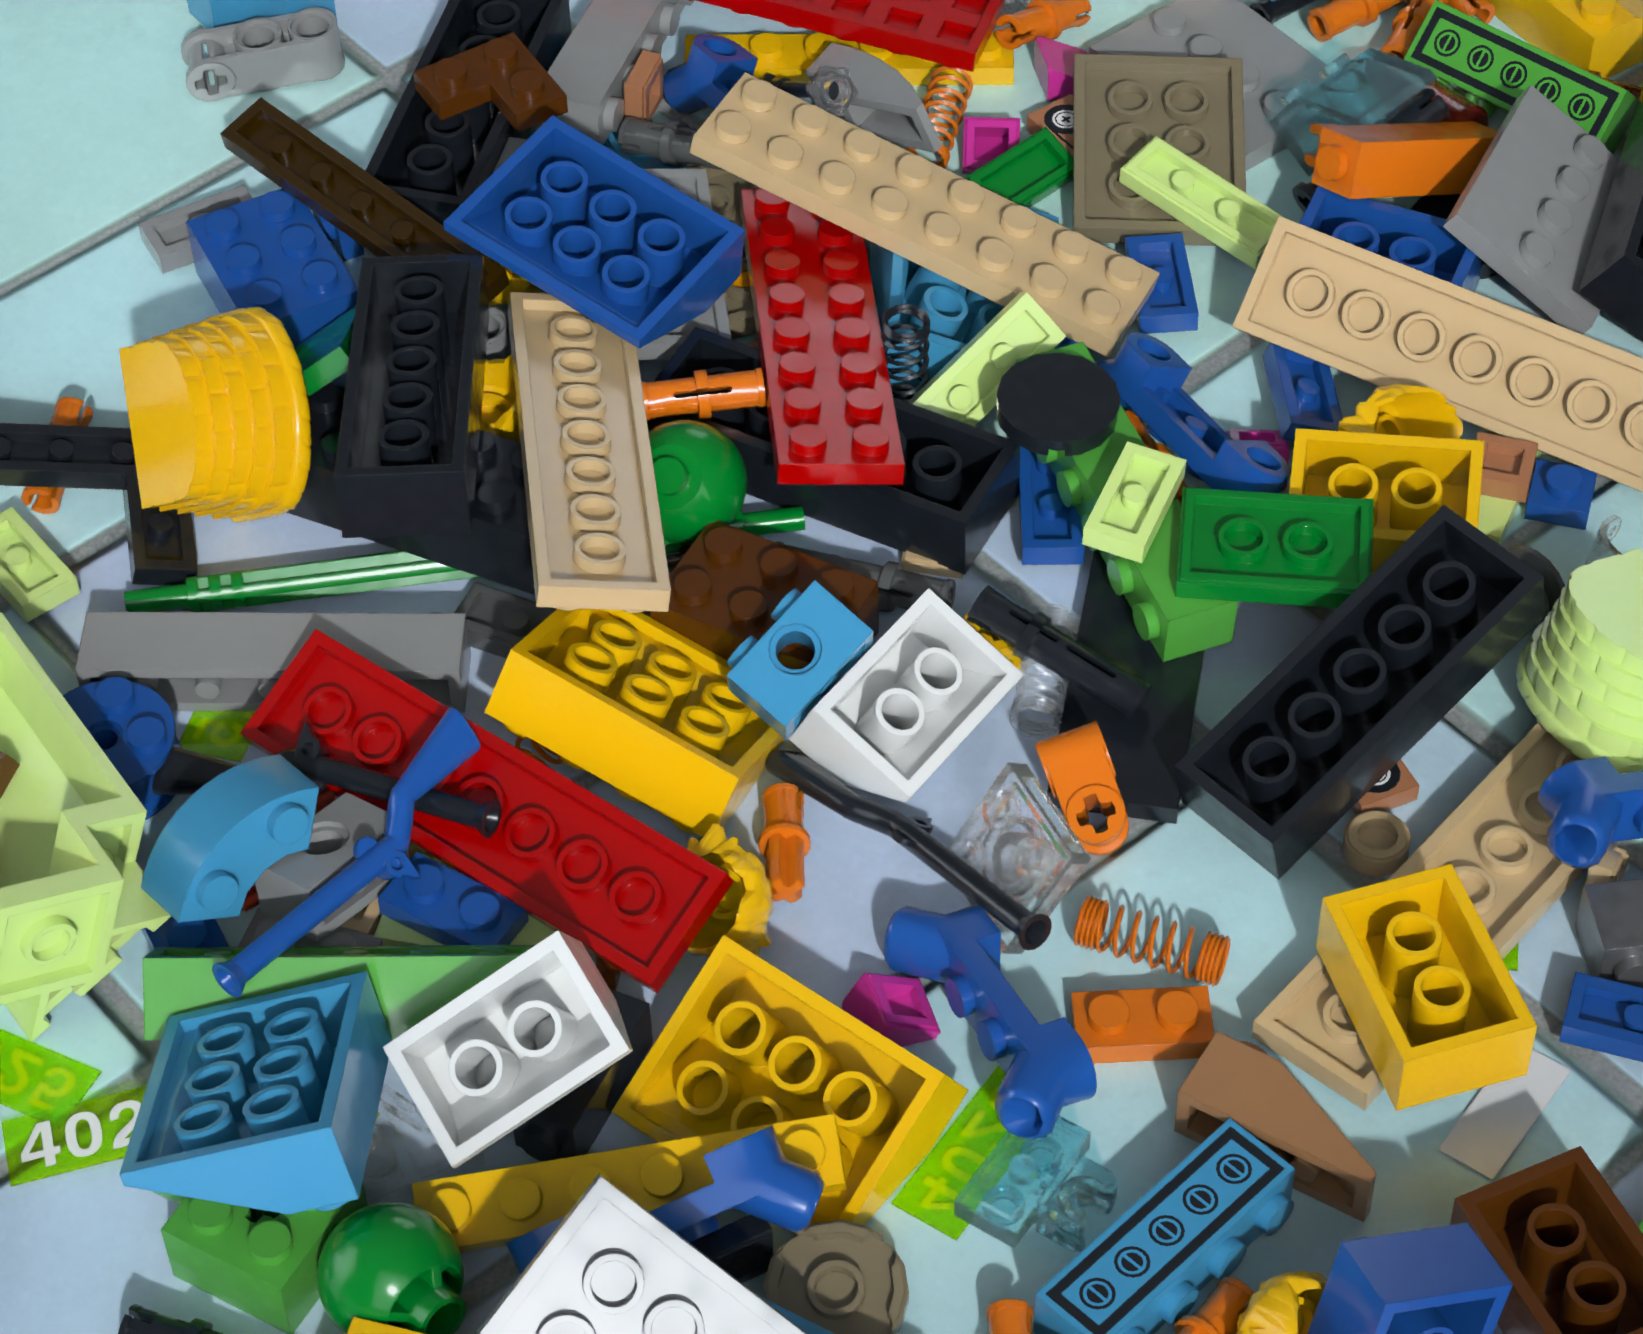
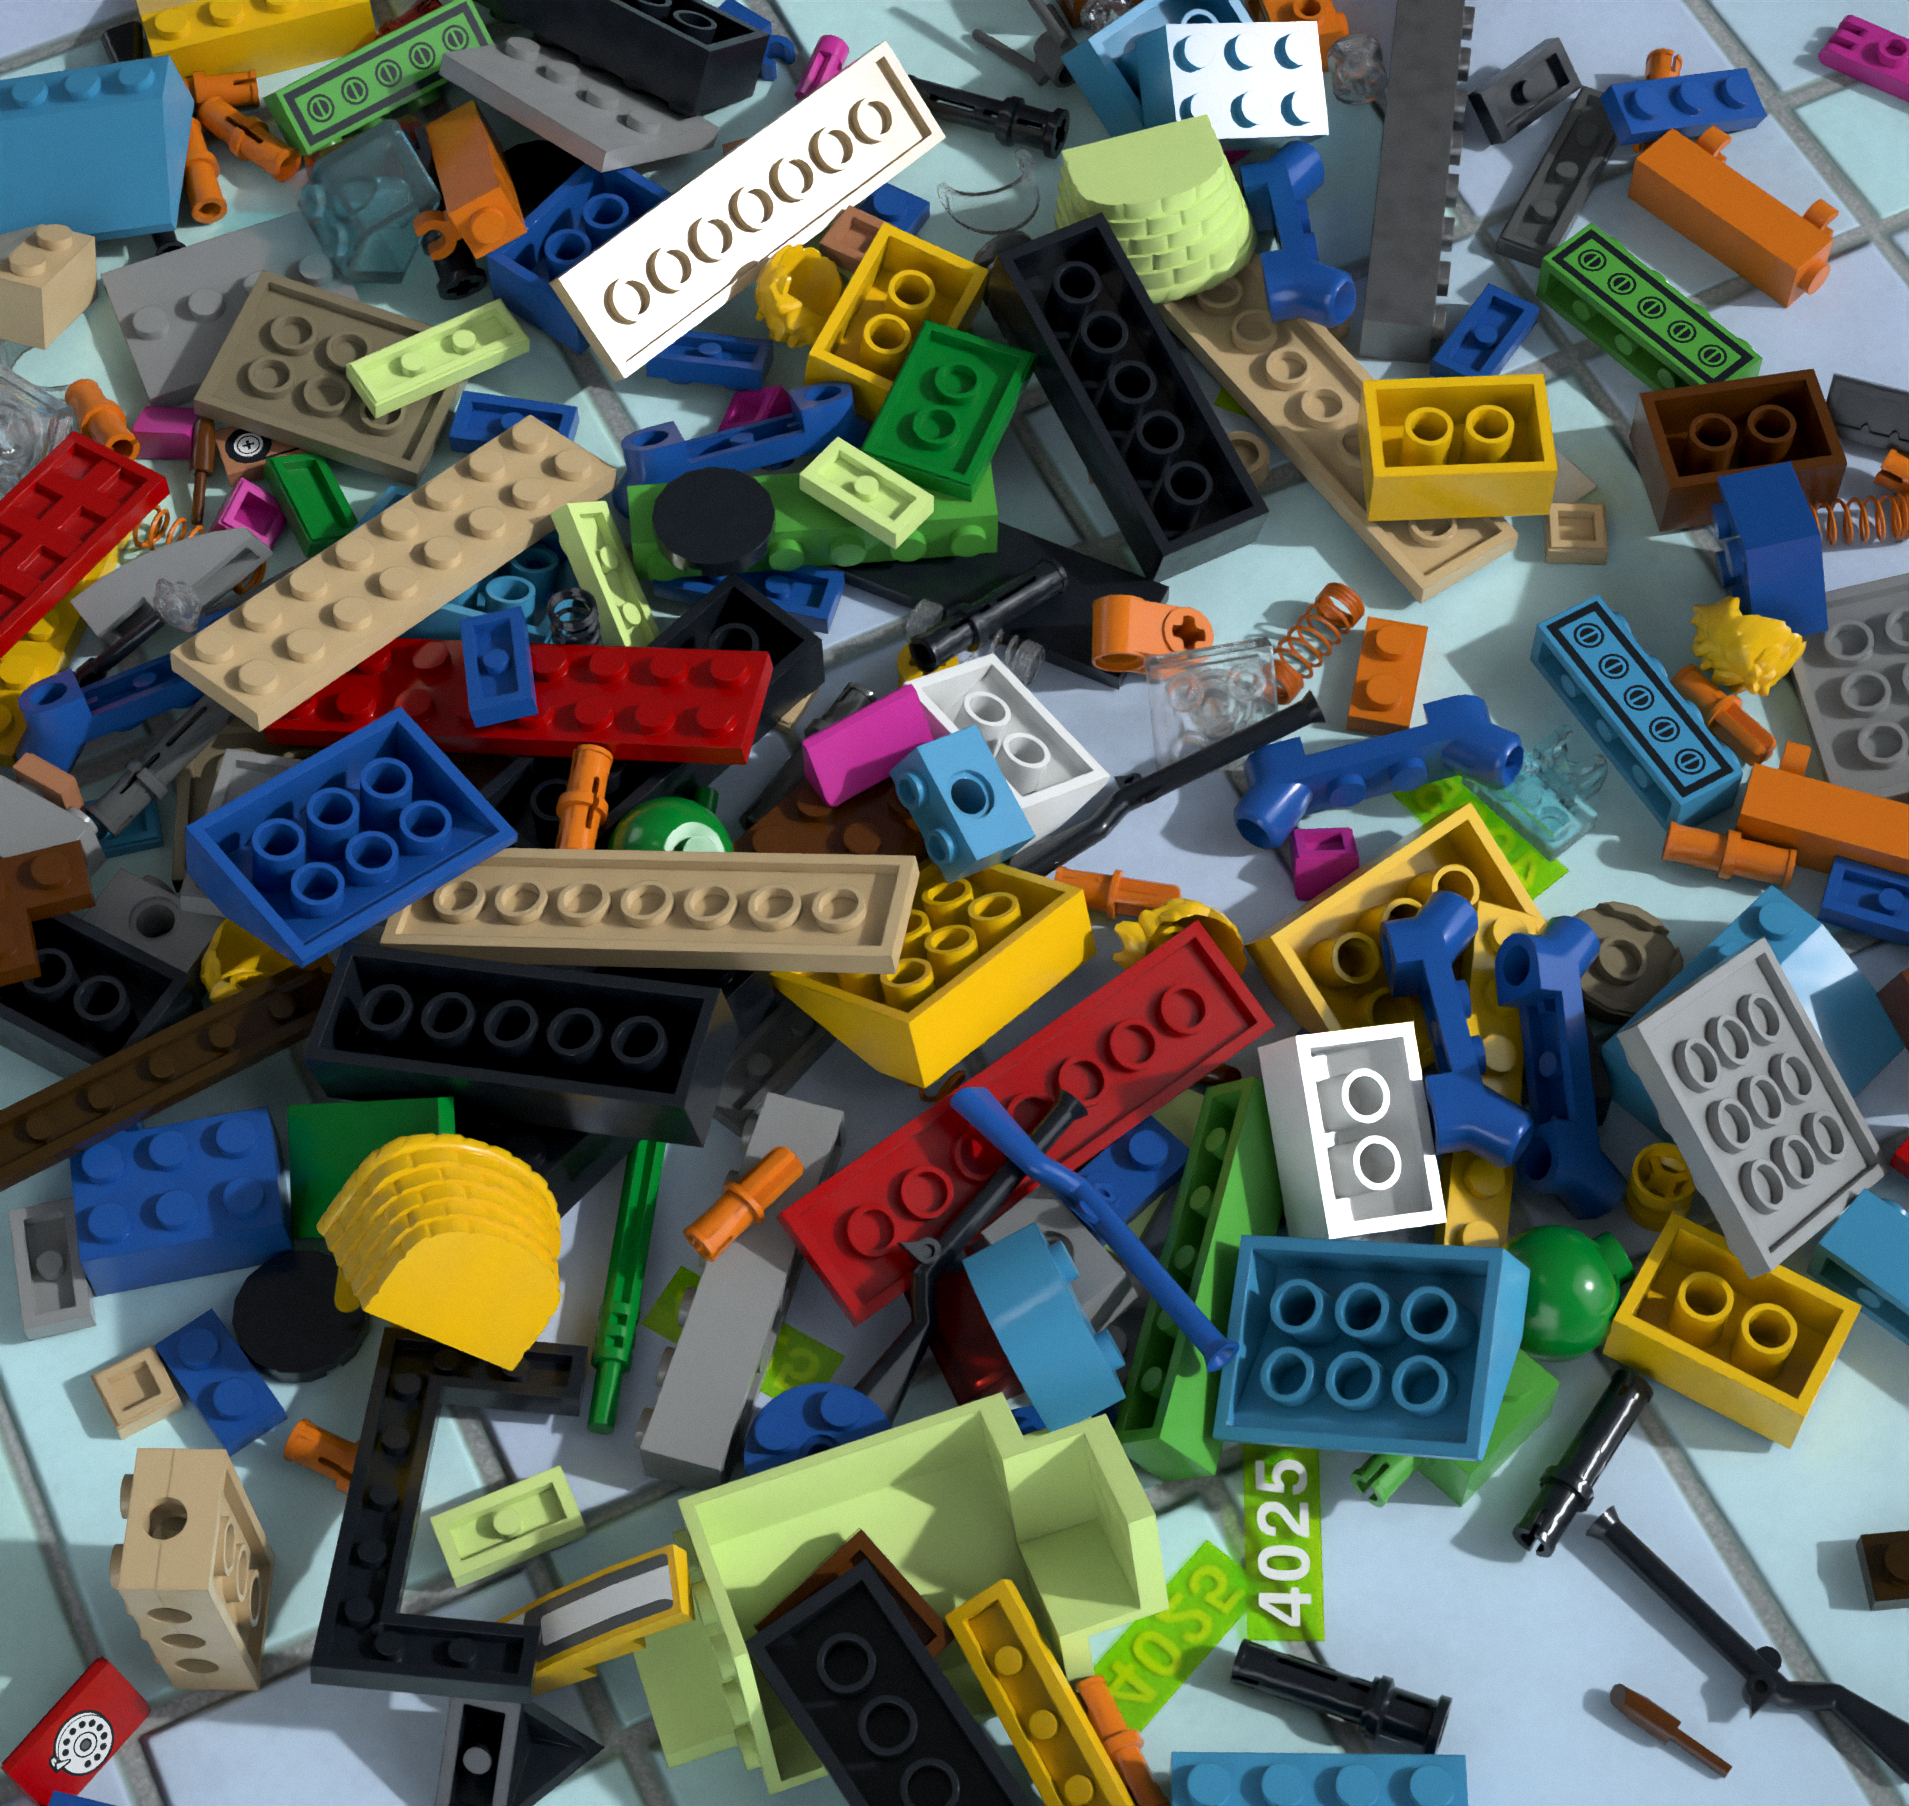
camera: 75 degrees left, 10 degrees up
(98, 373) = (220, 1382): none -> blue plate
(108, 314) = (137, 1391): none -> tan tile
(331, 612) = (743, 1203): none -> orange axle
(564, 1131) = (1460, 1107): none -> blue plate
(818, 287) = (498, 667): none -> blue plate
(840, 564) = (864, 746): none -> dark pink slope
(1033, 96) = (201, 464): none -> reddish brown piece
(1268, 1102) = (1498, 617): medium nougat slope -> none
(1409, 1164) = (1575, 534): none -> tan tile

